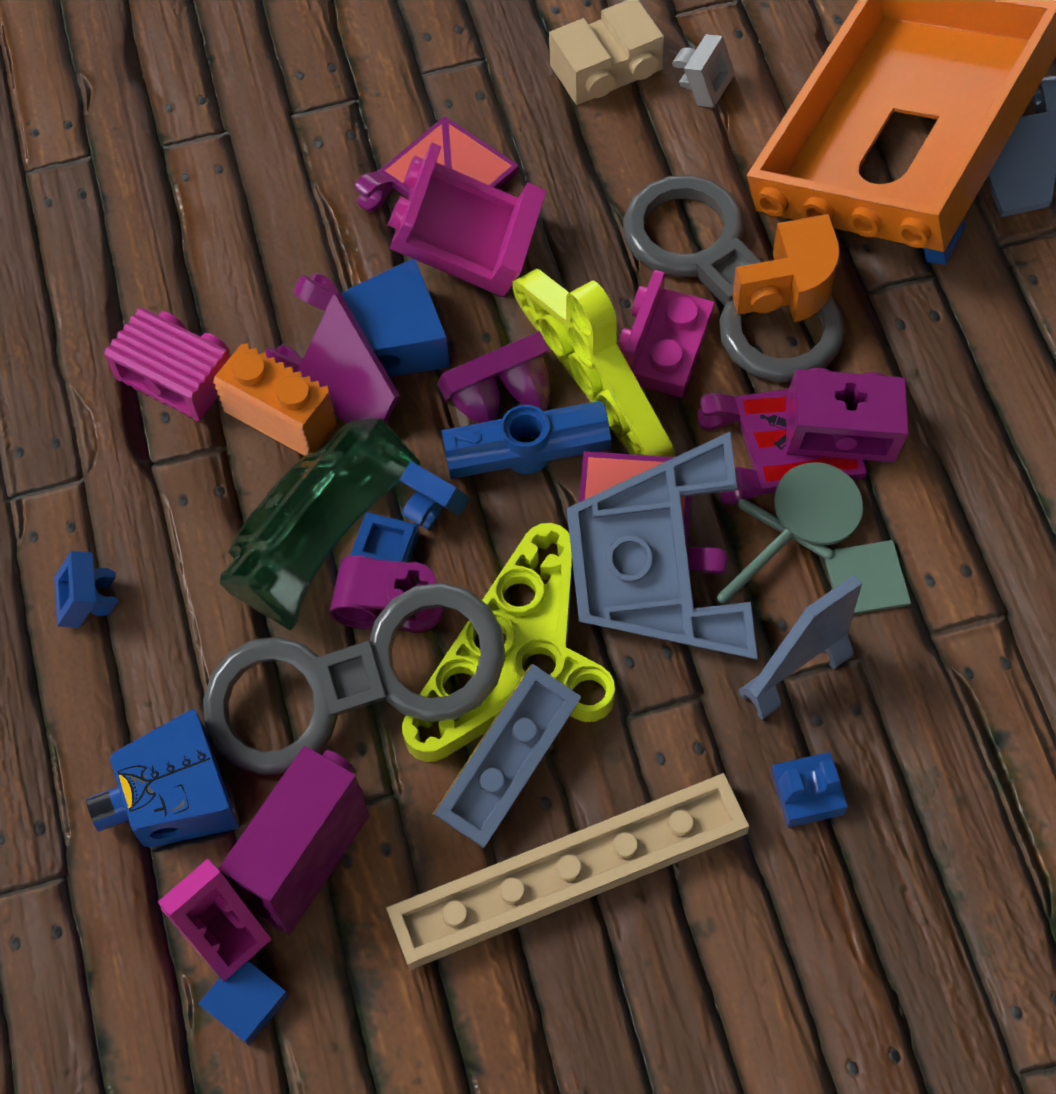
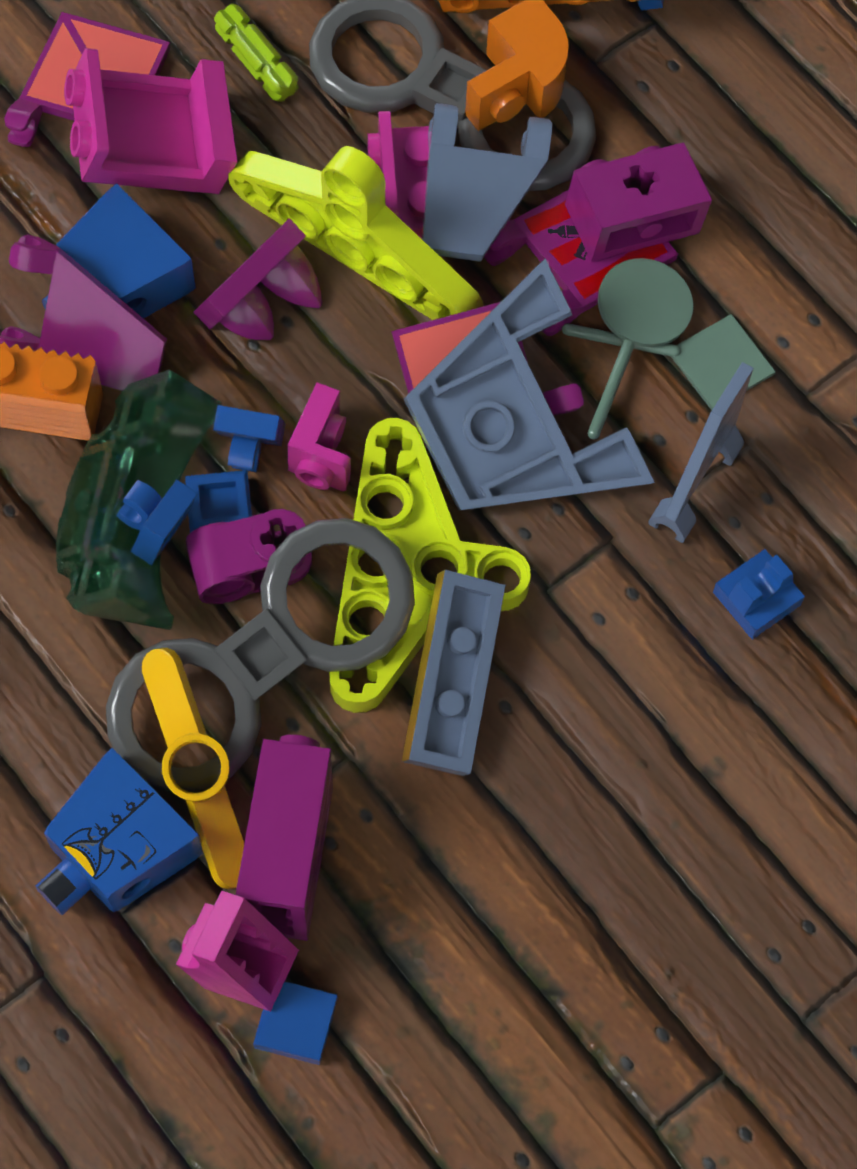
camera: 30 degrees left, 5 degrees up
(258, 714) = (183, 726): none -> yellow piece
(323, 537) = (155, 516): none -> blue tile
(486, 513) = (315, 441): none -> dark pink bracket
(557, 434) = (291, 359): blue piece -> none
(567, 871) = (560, 766): tan plate -> none
(583, 195) = (256, 52): none -> lime axle
(709, 360) = (476, 190): none -> sand blue flag

